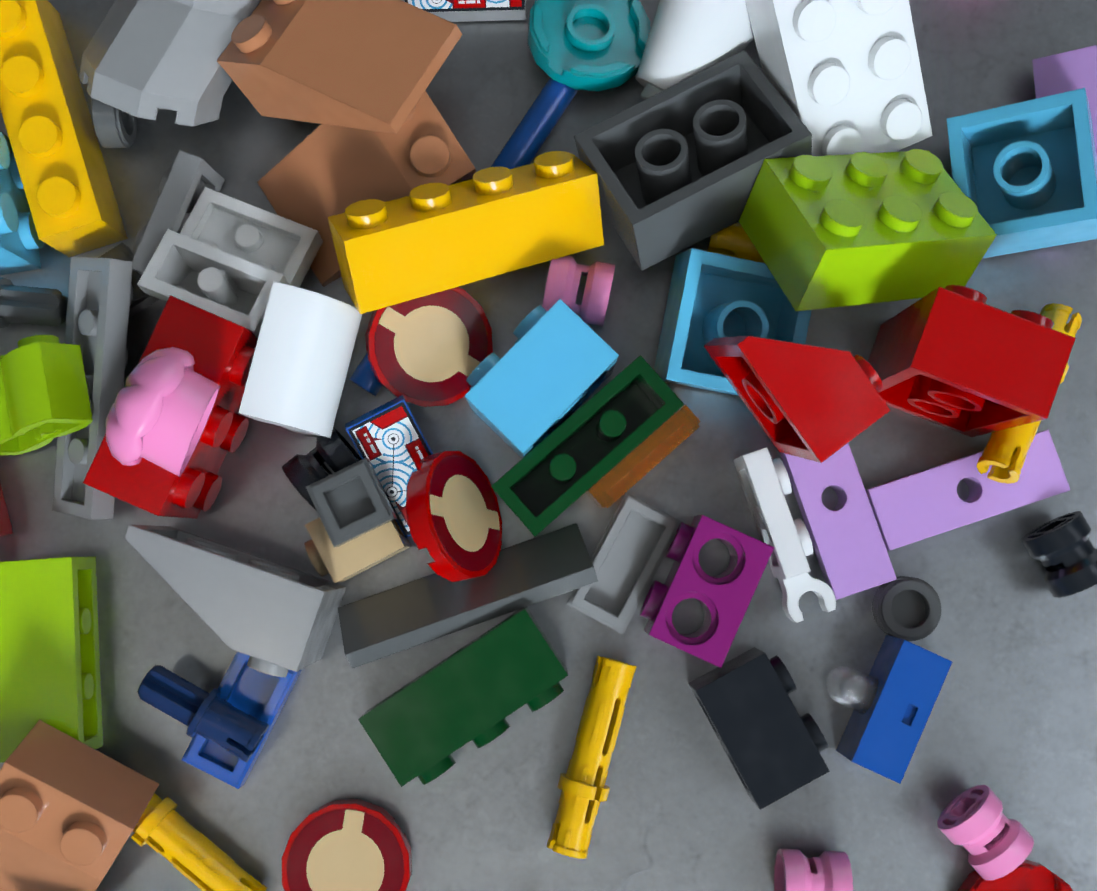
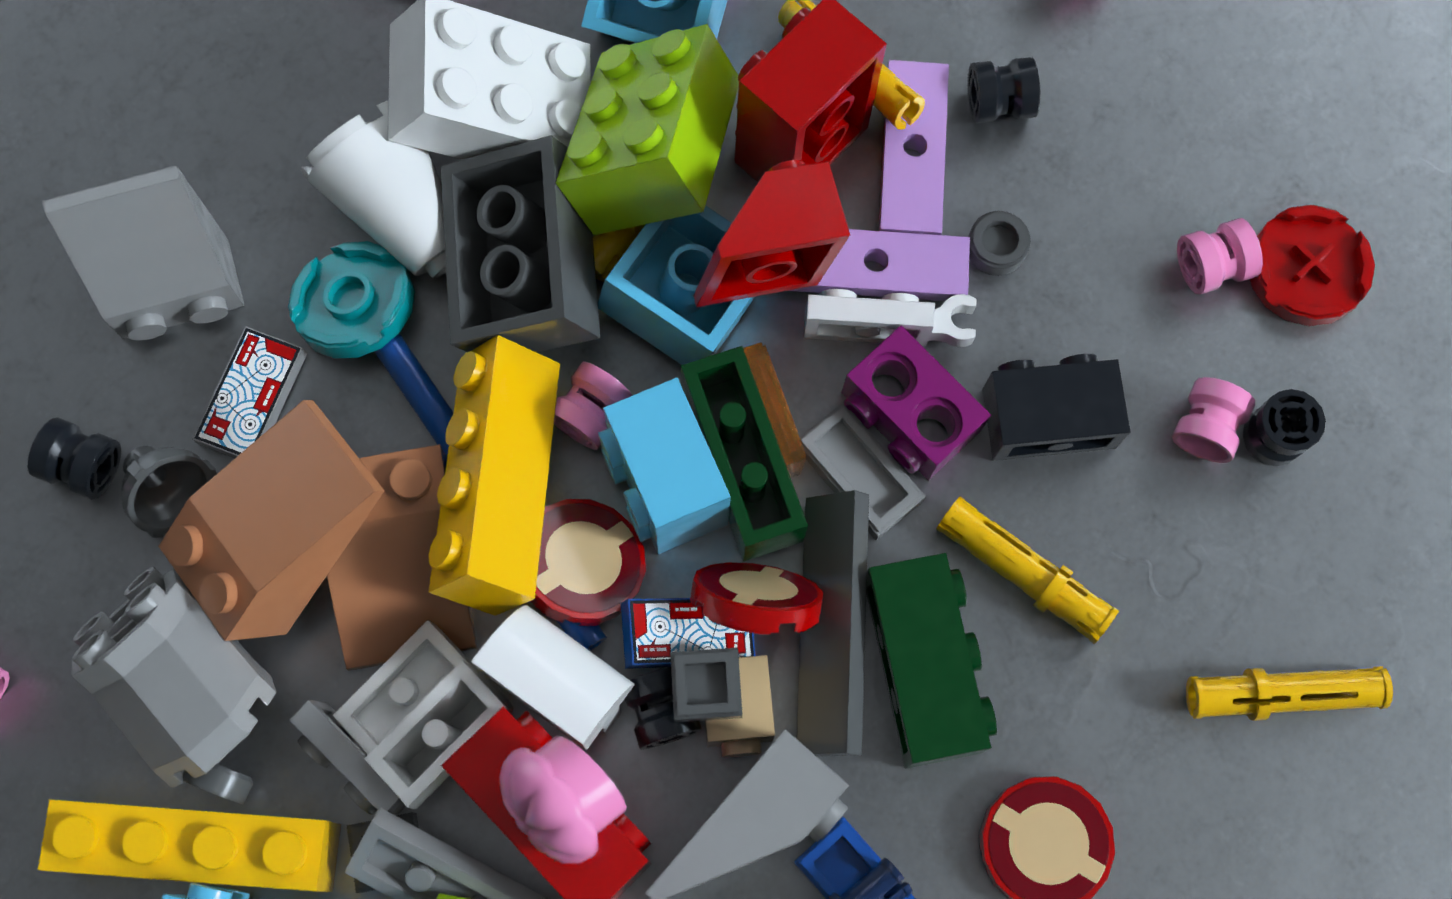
camera: 70 degrees left, 10 degrees down
(888, 705) = (1078, 290): blue piece -> none

